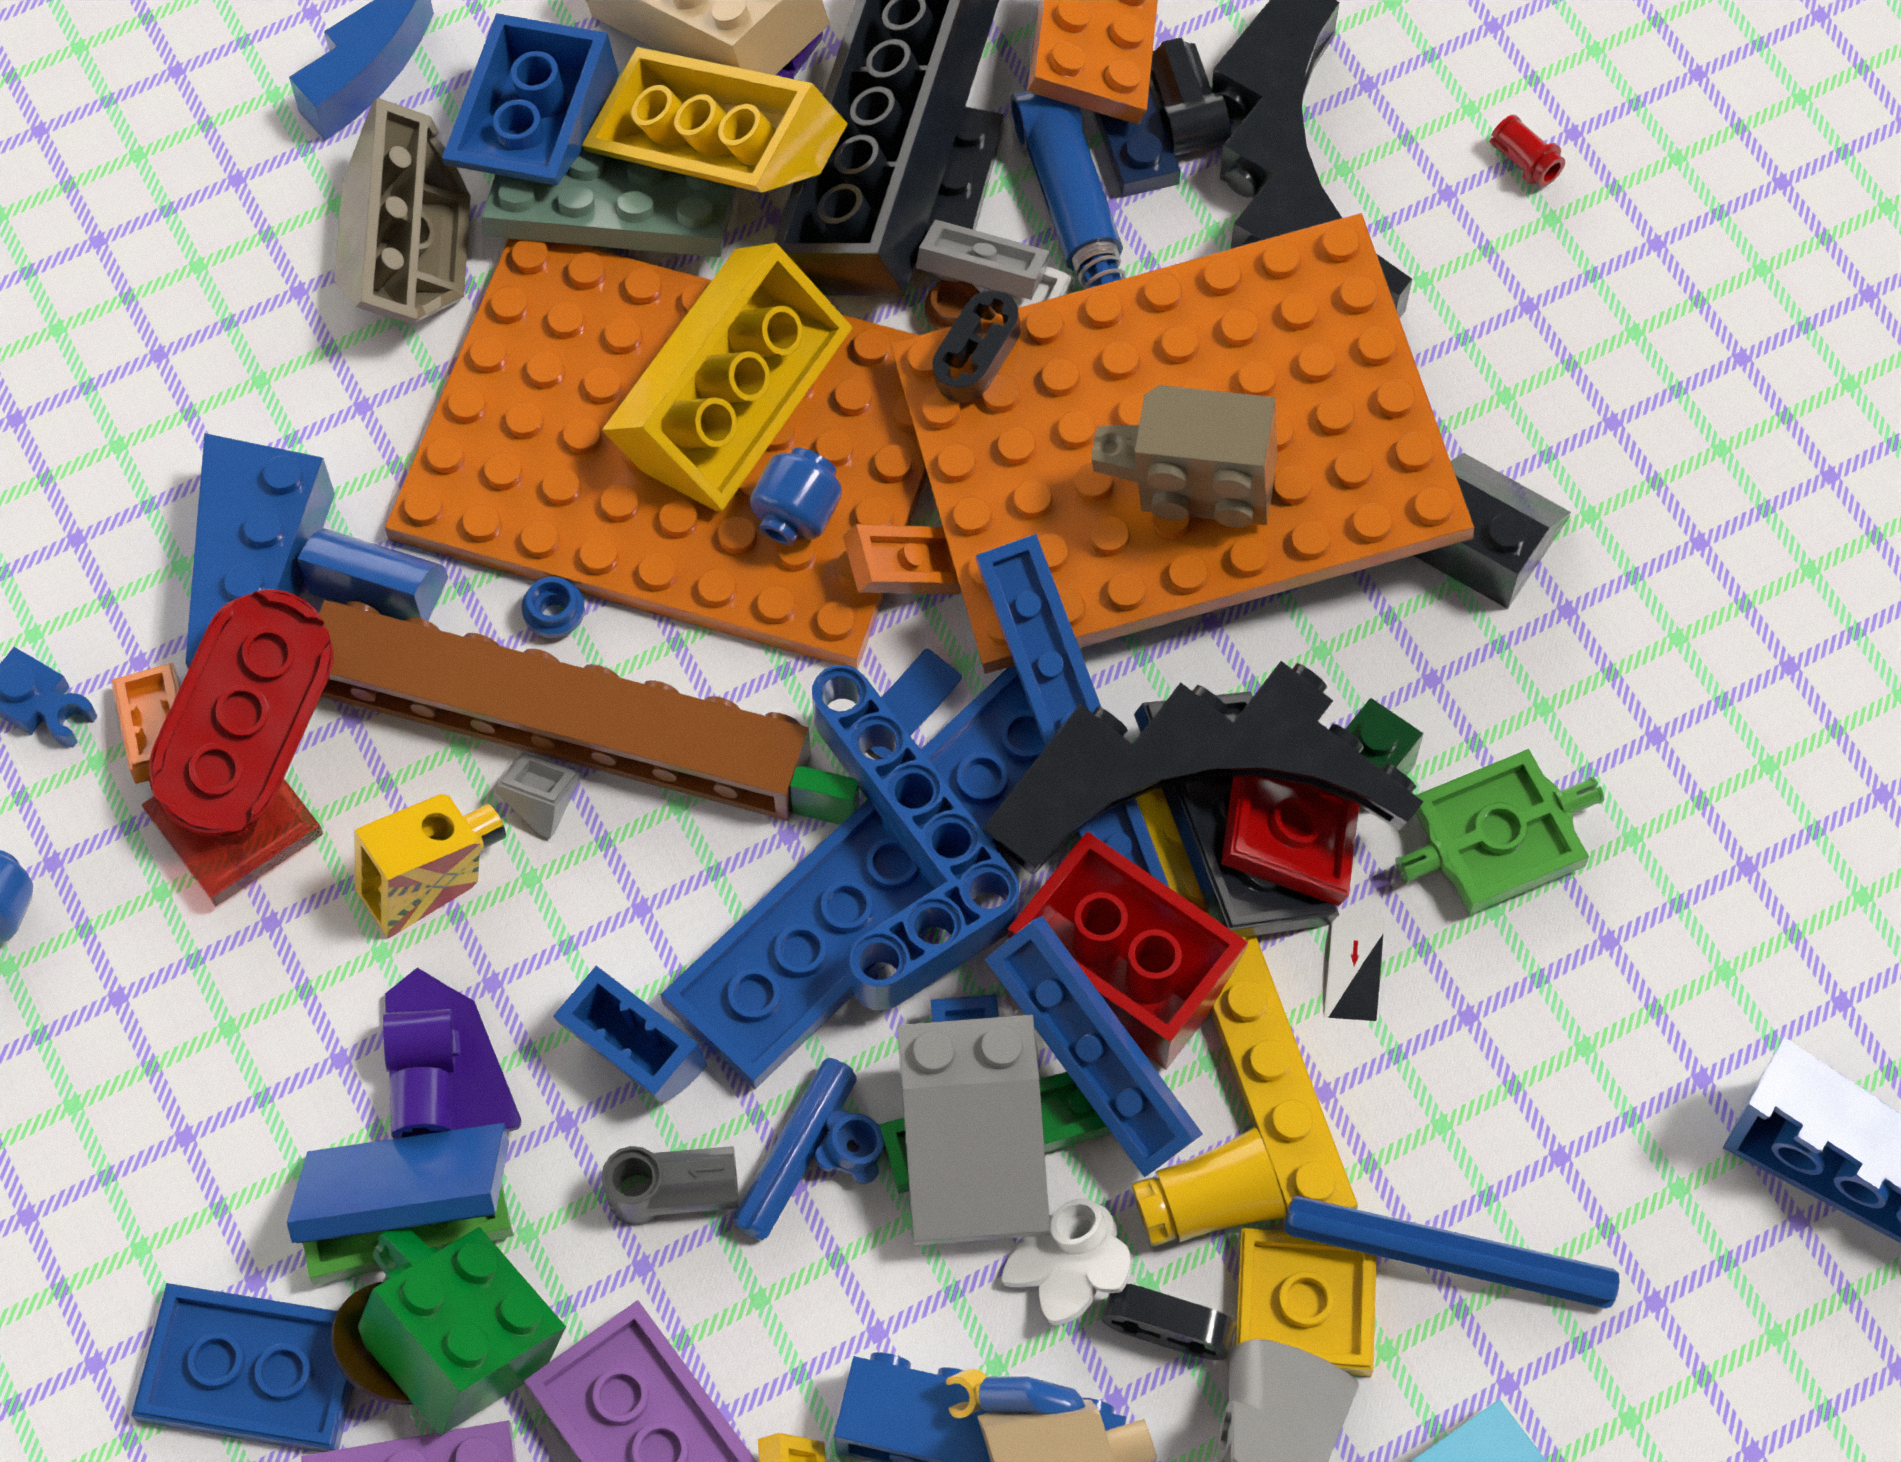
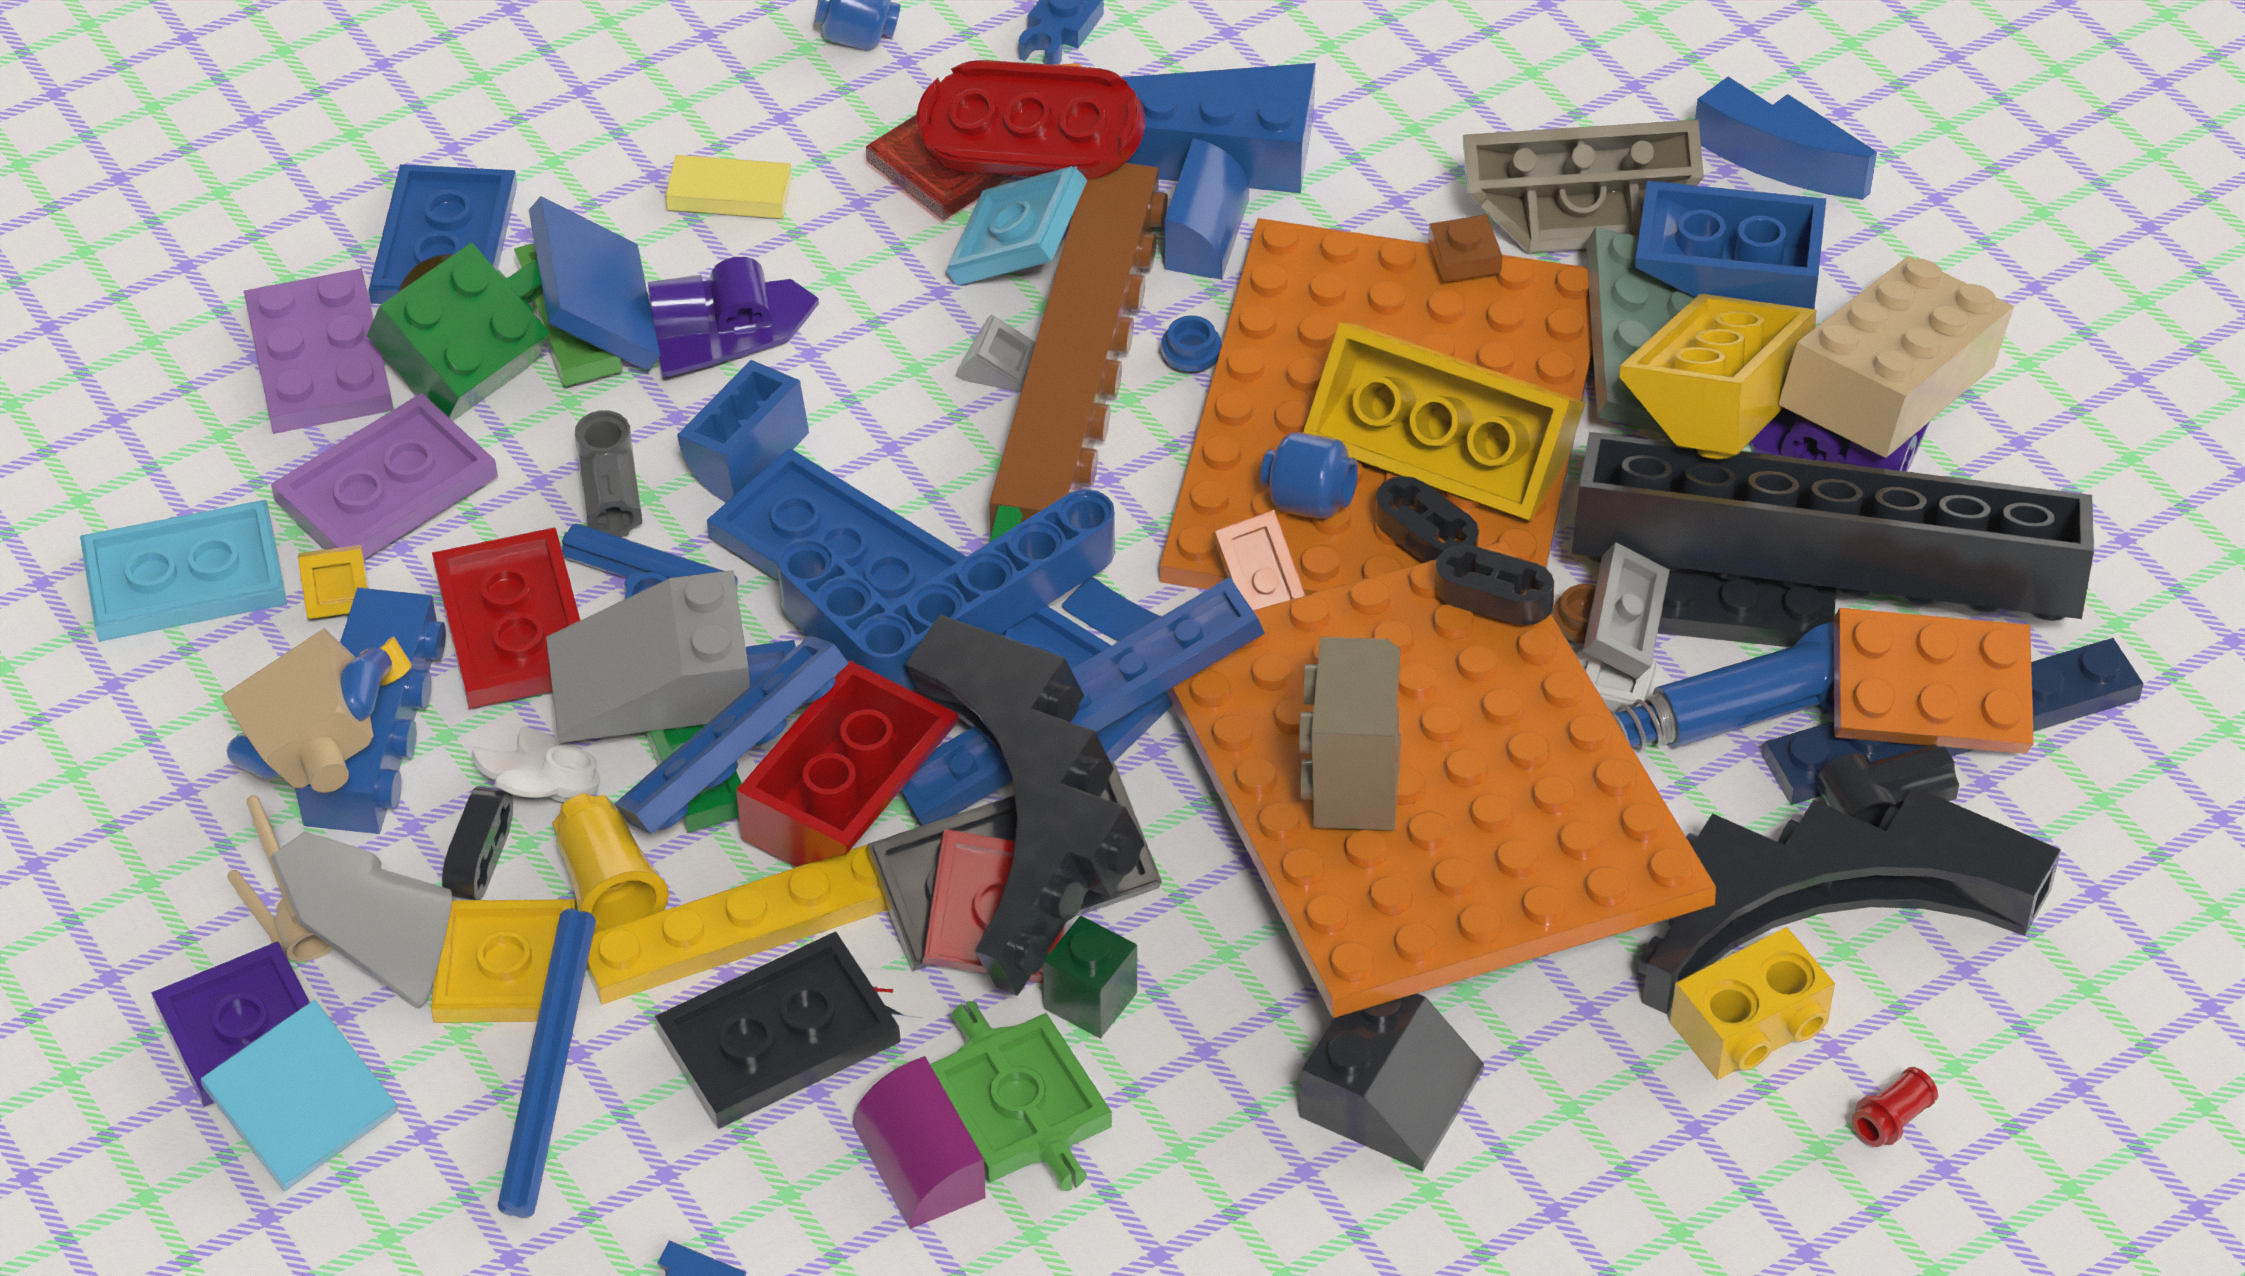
camera: 85 degrees right, 15 degrees down
(230, 1052) = (728, 186): none -> light yellow tile
(369, 747) = (1016, 225): none -> medium azure tile
(420, 859) = (906, 263): yellow torso -> none
(481, 337) = (1465, 248): none -> dark orange plate
(854, 1291) = (501, 608): none -> red plate
(857, 416) = (1421, 528): none -> black beam
(1412, 237) = (1749, 995): none -> yellow brick
(1415, 1039) = (777, 1029): none -> black plate
(1553, 918) = (919, 1144): none -> magenta brick

